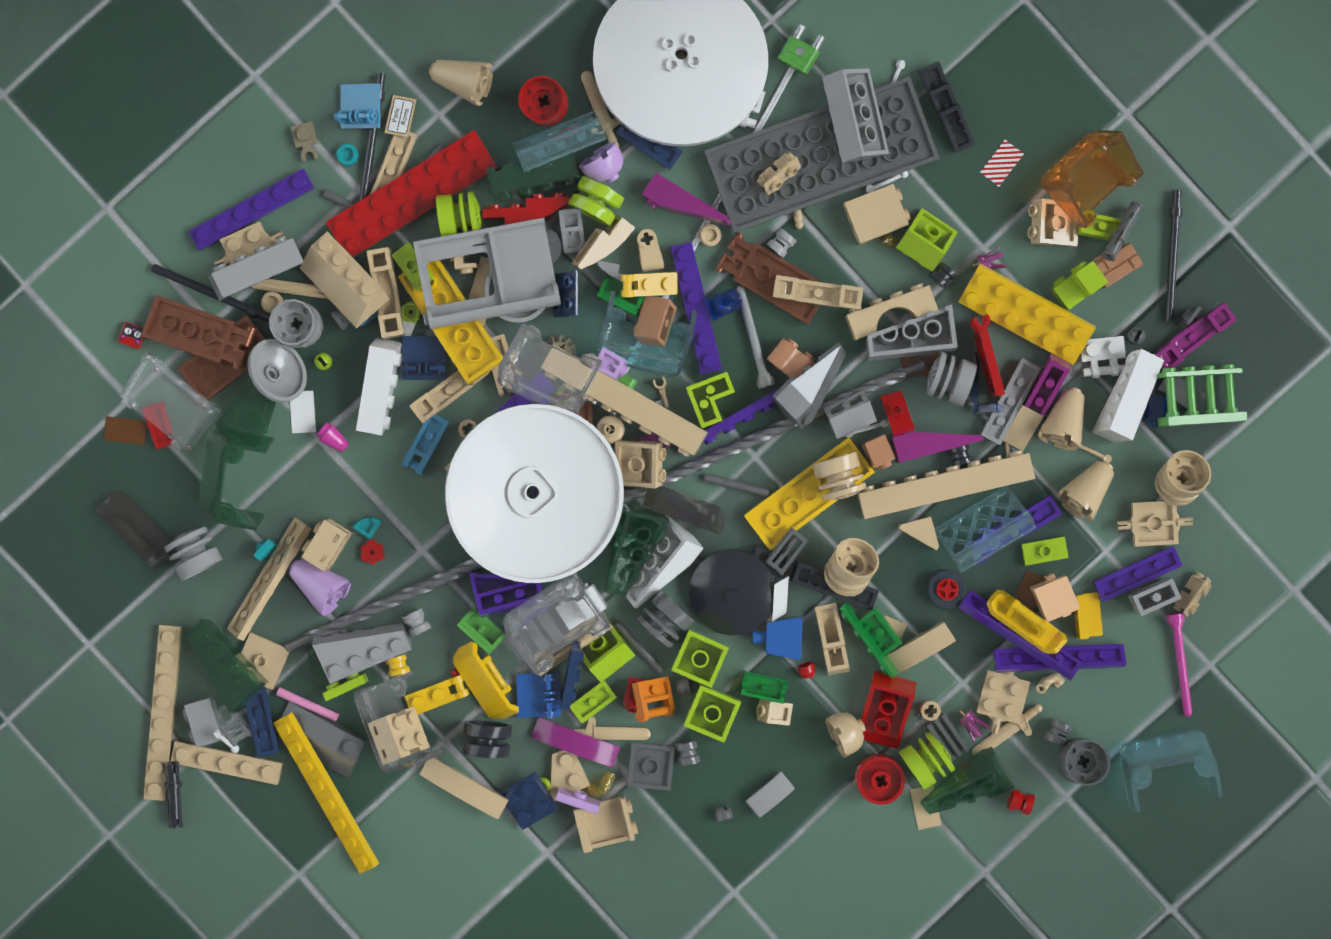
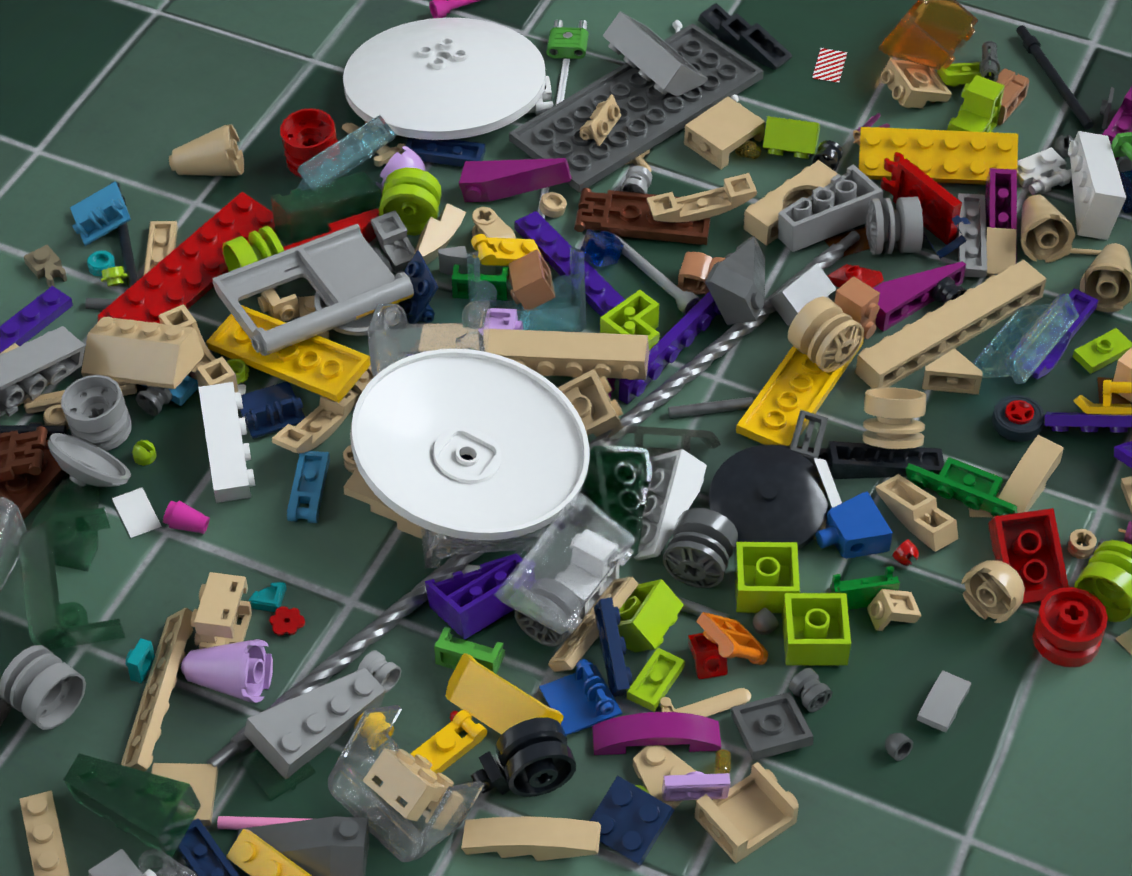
camera: 20 degrees left, 40 degrees down
(336, 689) = (311, 778): lime plate -> none
(351, 177) = (113, 276): none -> lime plate
(400, 116) = (150, 212): sticker -> none
(407, 261) = (218, 321): lime plate -> none
(456, 731) = (491, 775): none -> black tile

